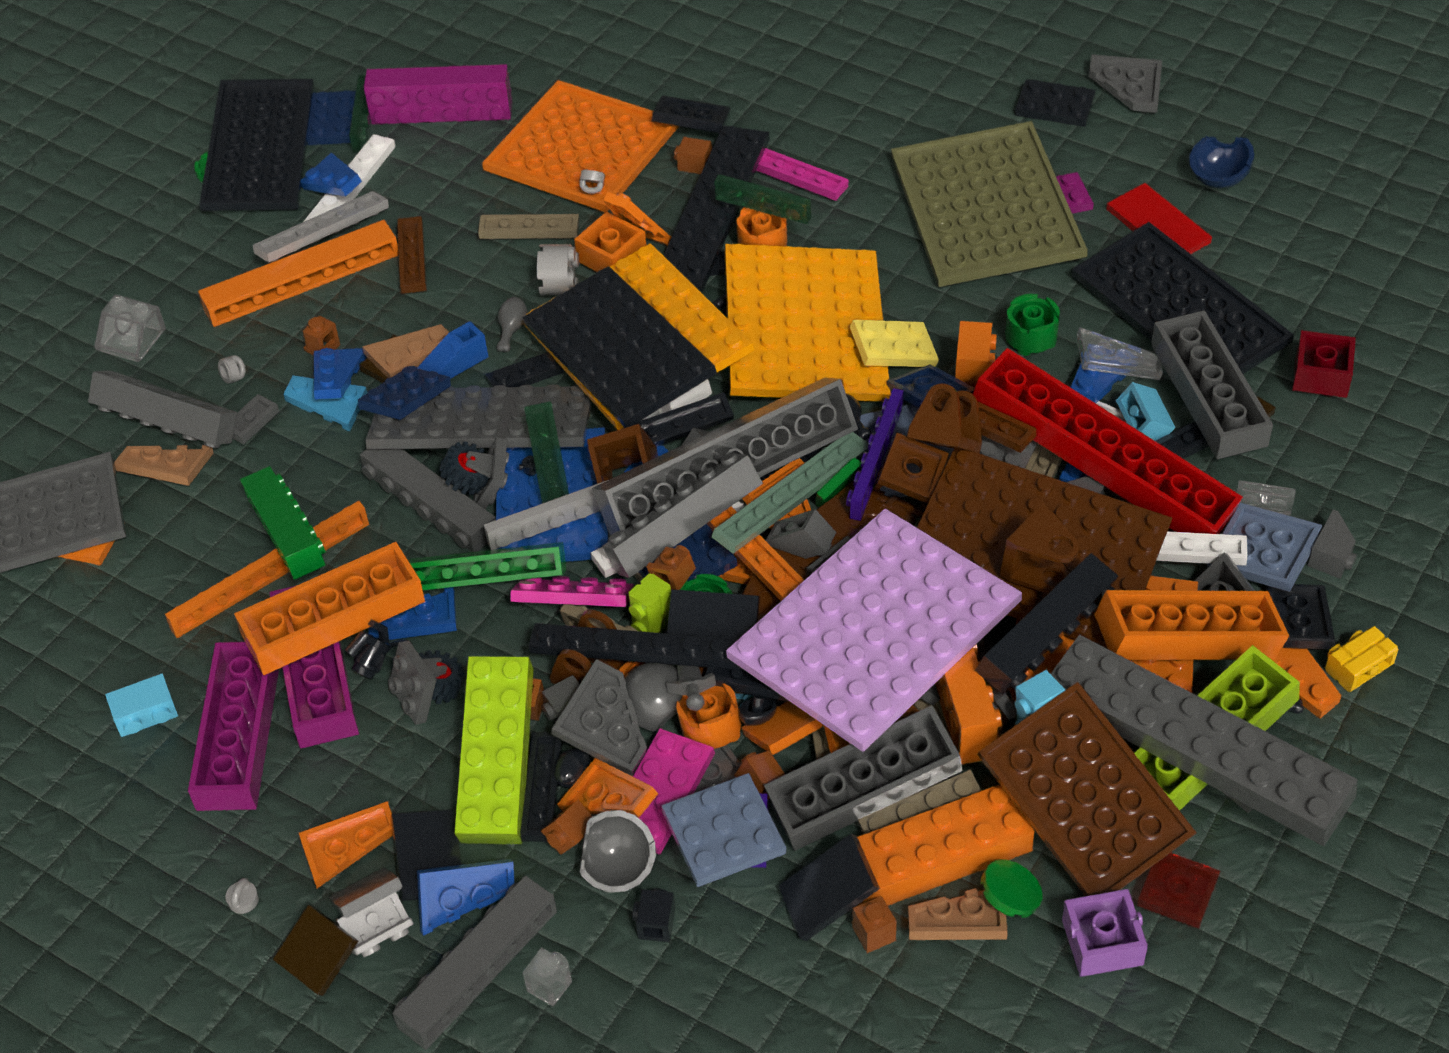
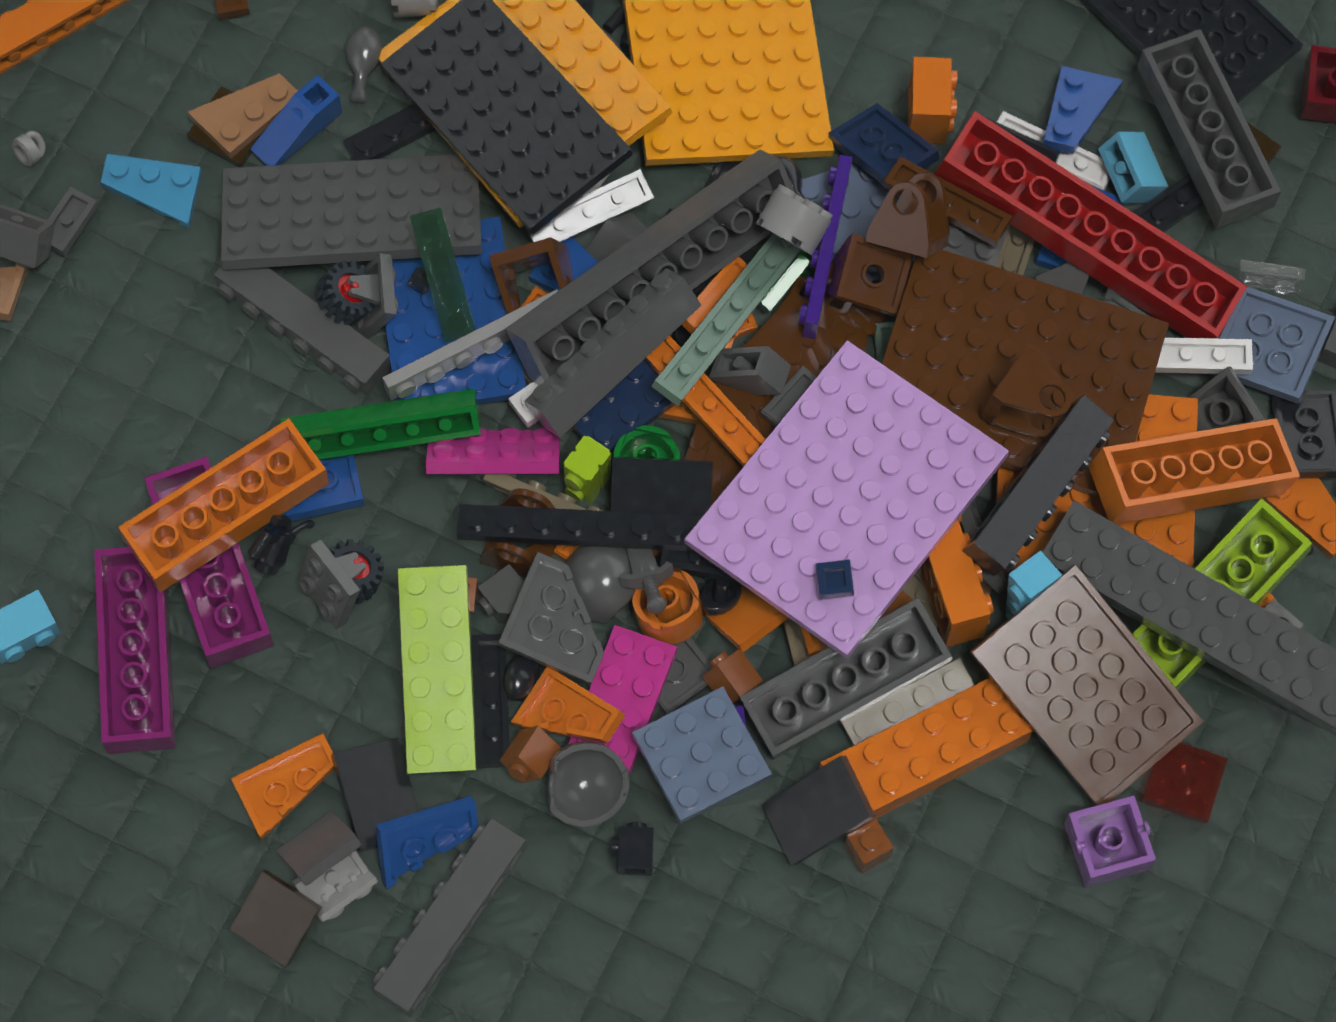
camera: 10 degrees left, 20 degrees up
(242, 896) = (180, 856): light grey tile -> none
(259, 574) = (122, 441): orange plate -> none
(284, 522) = (140, 379): green brick -> none
(320, 330) = (128, 94): dark orange brick -> none
(334, 371) = (159, 148): blue wing -> none
(404, 392) = (253, 183): dark blue plate -> none
(547, 976) = (530, 930): clear brick -> none
(673, 566) = (608, 422): dark orange brick -> none
(848, 424) = (794, 219): none -> light grey brick
(856, 681) = (835, 579): none -> dark blue tile
(893, 343) = (833, 77): light yellow plate -> none
(957, 919) = (961, 829): medium nougat wing -> none
(1011, 888) = (1010, 794): green tile -> none
(1032, 324) = (995, 41): green brick -> none
(1116, 357) = (1096, 87): clear wing -> none

